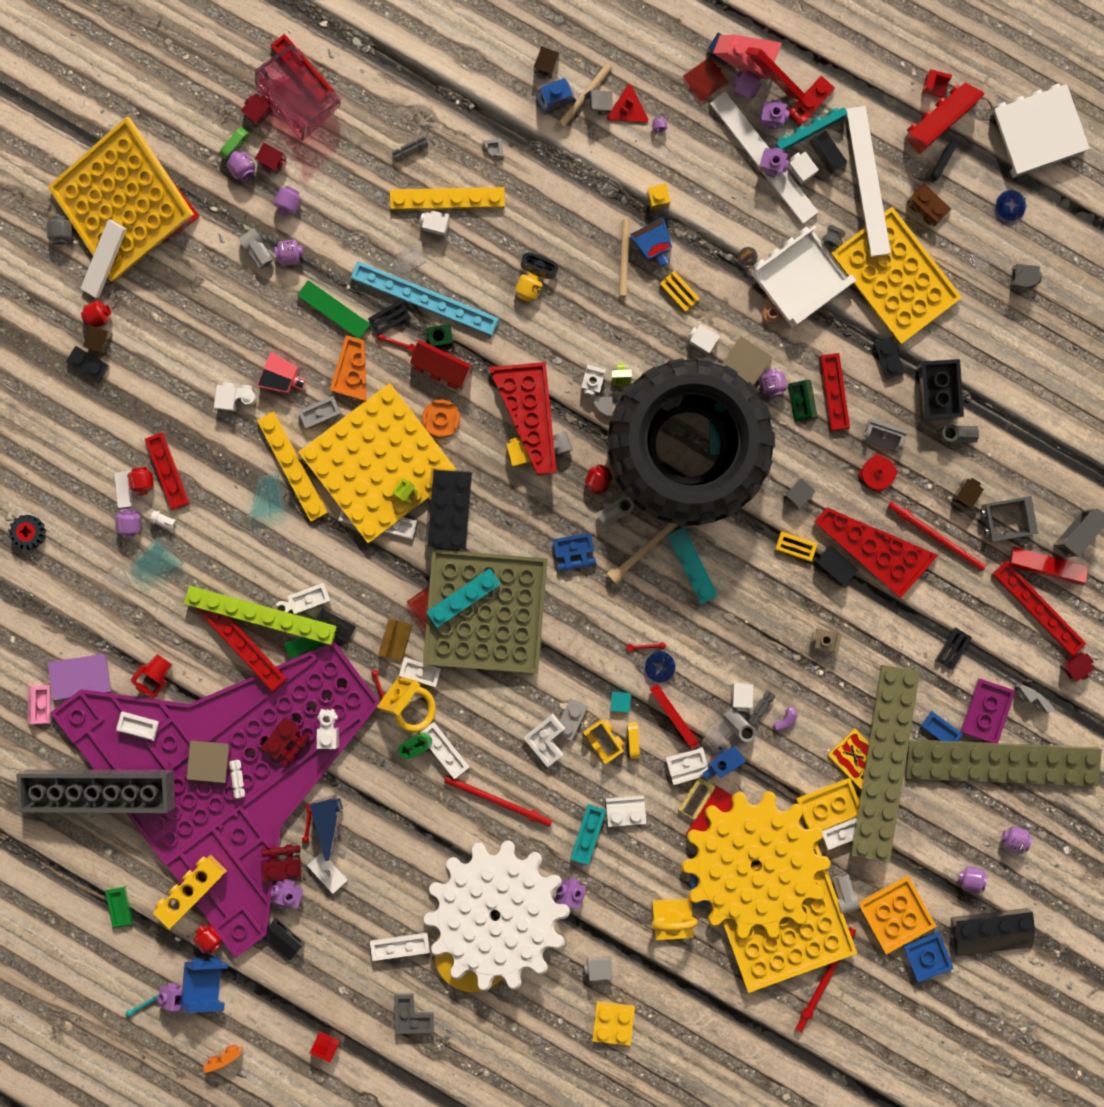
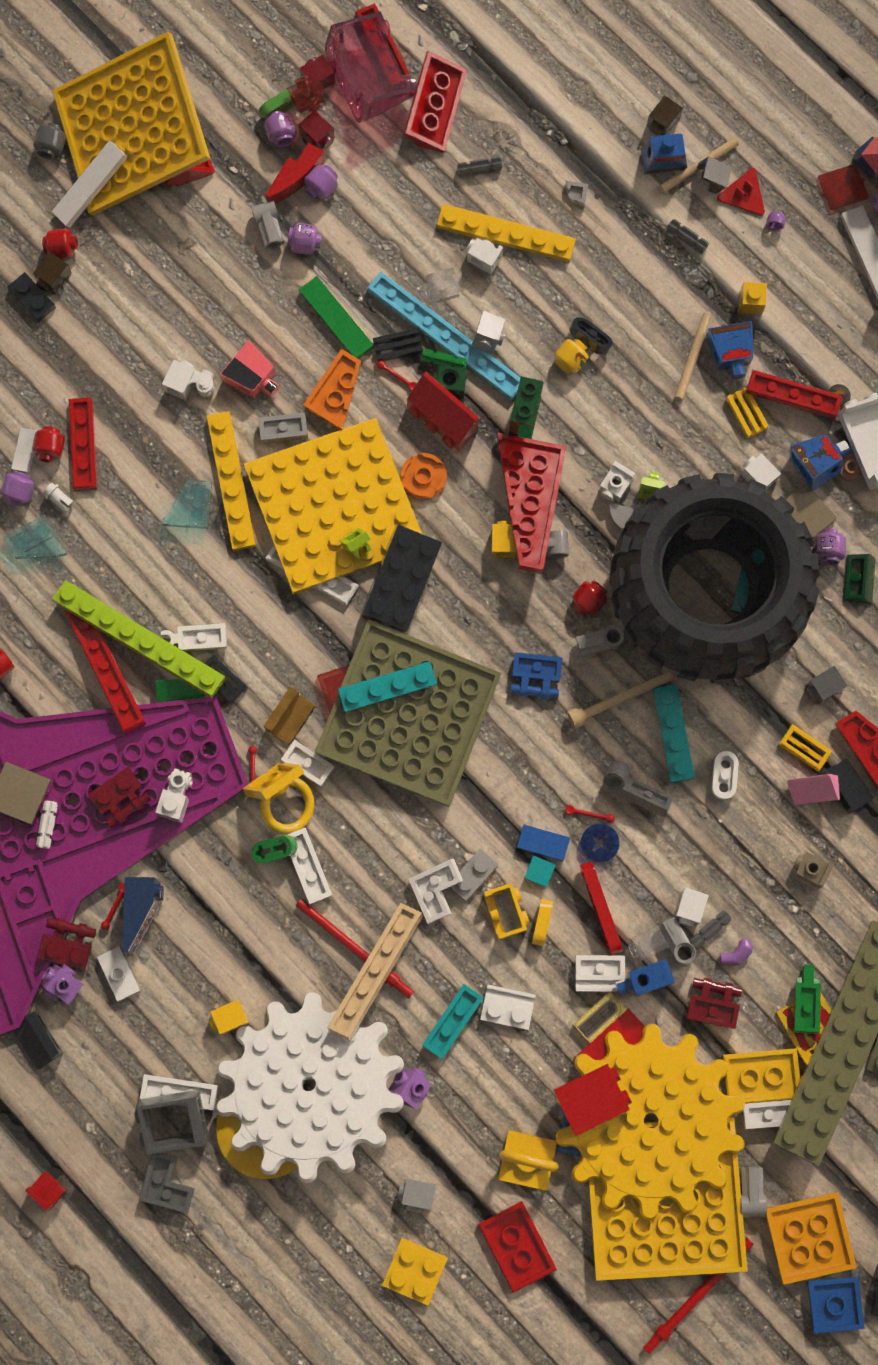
camera: 10 degrees right, 10 degrees down
(253, 132) = (306, 94): none -> clear red brick
(263, 200) = (293, 172): none -> red slope
(358, 105) = (435, 102): none -> red slope
(419, 881) = (228, 1017): none -> yellow brick
(421, 979) = (197, 1118): none -> dark grey window
(429, 319) = (443, 359): none -> green axle
(458, 288) = (489, 332): none -> brick
(505, 343) = (526, 407): none -> dark green panel
(519, 816) = (375, 972): none -> tan plate
(592, 158) = (687, 236): none -> dark grey axle
(617, 679) = (543, 842): none -> blue tile
(676, 620) = (635, 791): none -> flat silver plate
(683, 983) = (517, 1246): none -> red tile
(709, 865) = (593, 1099): none -> red panel
(712, 267) = (793, 394): none -> red tile
(740, 587) = (725, 776): none -> white plate
(746, 315) = (818, 459): none -> blue torso
(779, 769) = (711, 1010): none -> dark red plate
(811, 579) = (814, 789): none -> bright pink slope
(849, 742) = (807, 1002): none -> green hinge

